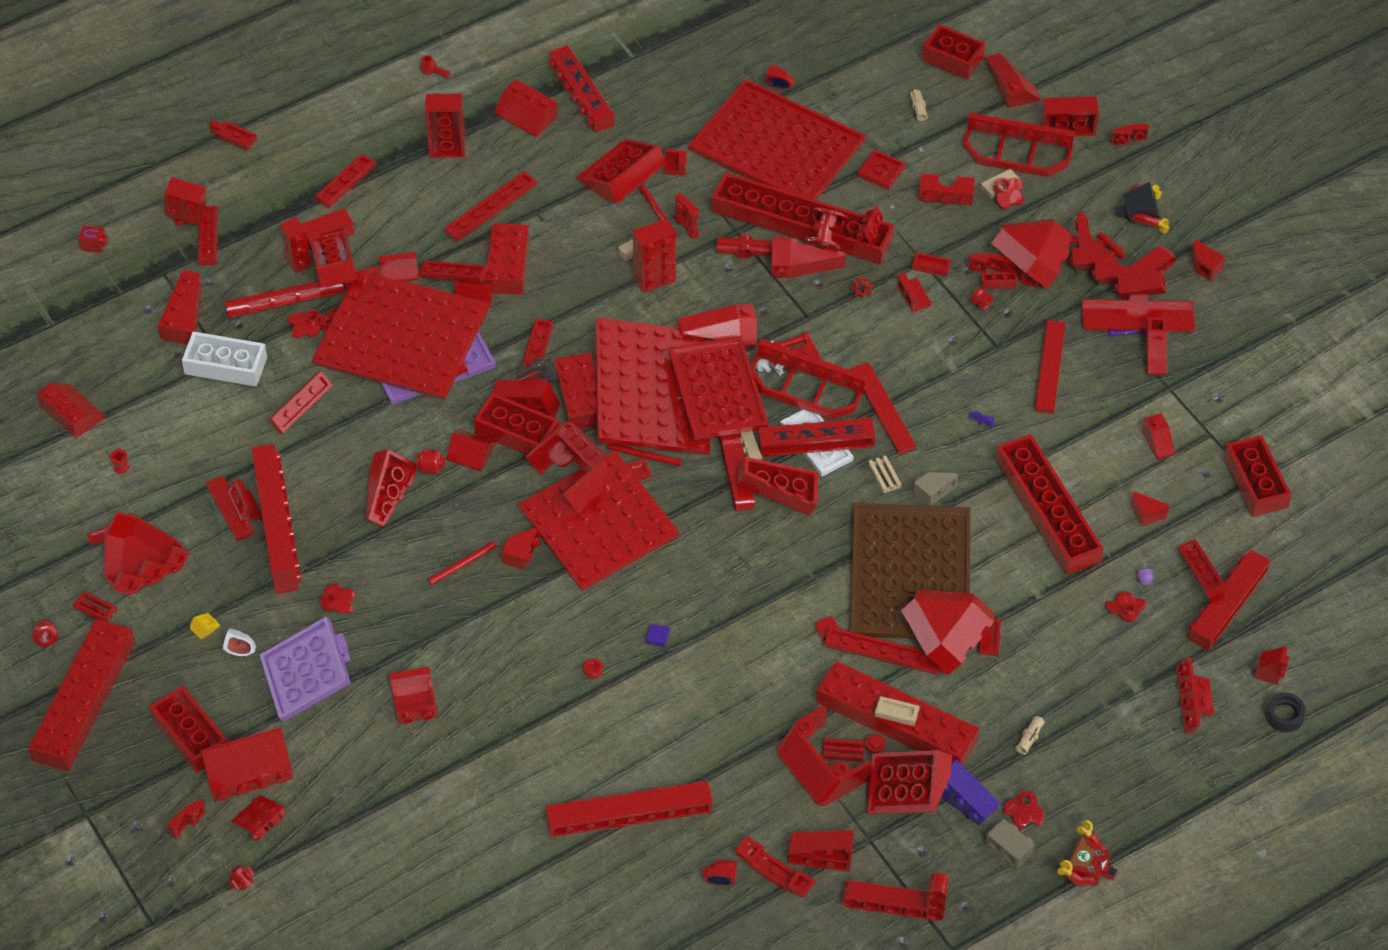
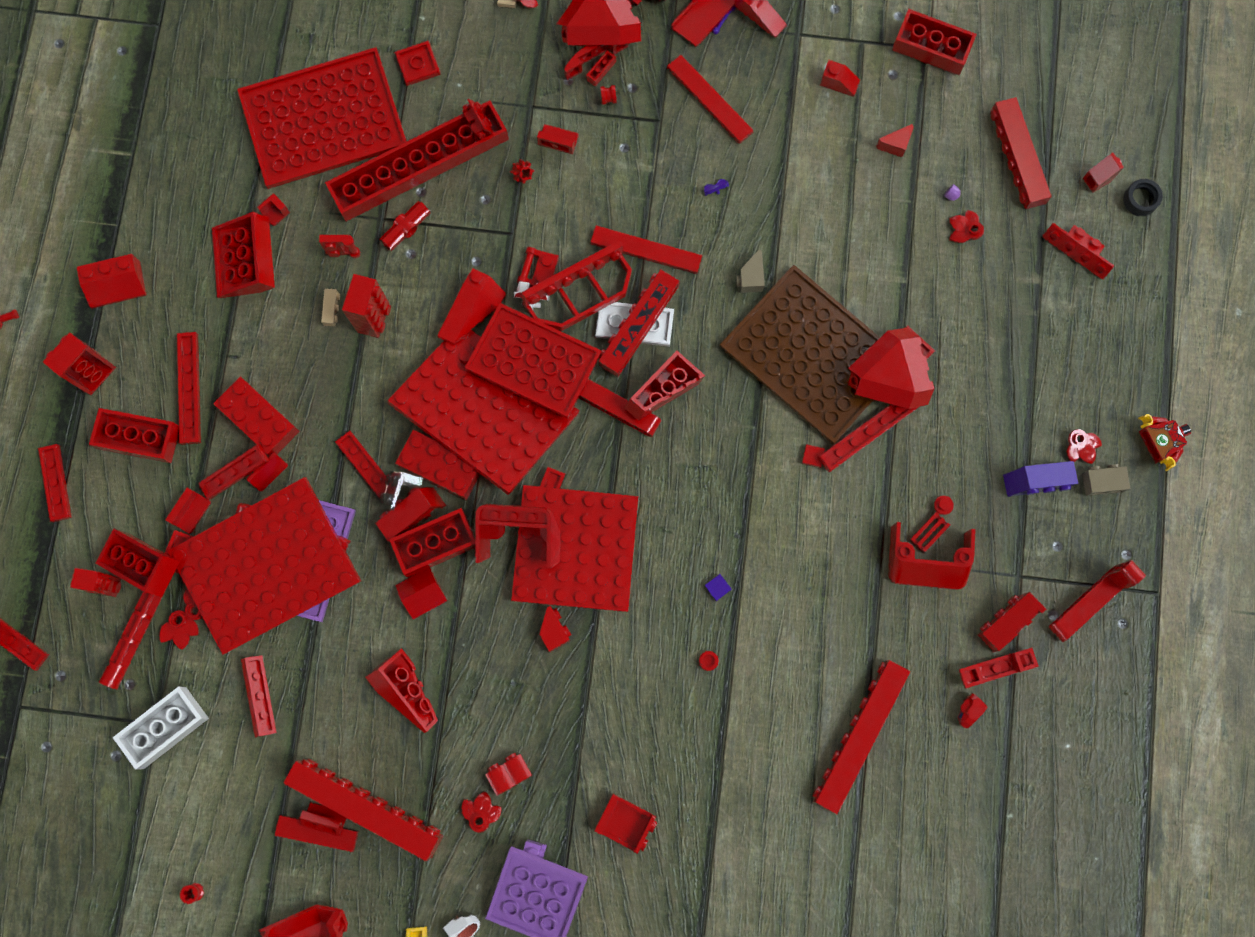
camera: 50 degrees left, 25 degrees up
(69, 408) = (97, 894): red slope -> none
(182, 309) = (76, 723): red wedge -> none
(328, 224) = (93, 539): red brick -> none
(383, 595) = (508, 774): none -> red brick
(424, 198) = (134, 435): none -> red brick
(430, 461) = (409, 637): red head -> none
(461, 563) = (526, 685): red piece -> none
(581, 89) = (130, 221): red brick -> none
(644, 454) = (551, 454): red bar -> none
(653, 204) = (308, 261): red bar -> none
(750, 445) = (605, 379): tan piece -> none
(779, 78) = (260, 63): red rock -> none
(799, 259) = (451, 201): red wedge -> none
(823, 228) = (451, 156): red hose -> none
(857, 698) = (935, 470): red brick -> none
(879, 462) = (710, 293): tan tile -> none
(897, 711) = (944, 472): tan tile -> none
(907, 781) = (1013, 515): red slope -> none
(931, 264) = (541, 103): red tile -> none
(933, 191) = (474, 44): red arch -> none
(1030, 735) = (1023, 388): tan pin -> none
(1049, 504) = (839, 206): red brick -> none
(1202, 568) = (984, 149): red plate -> none

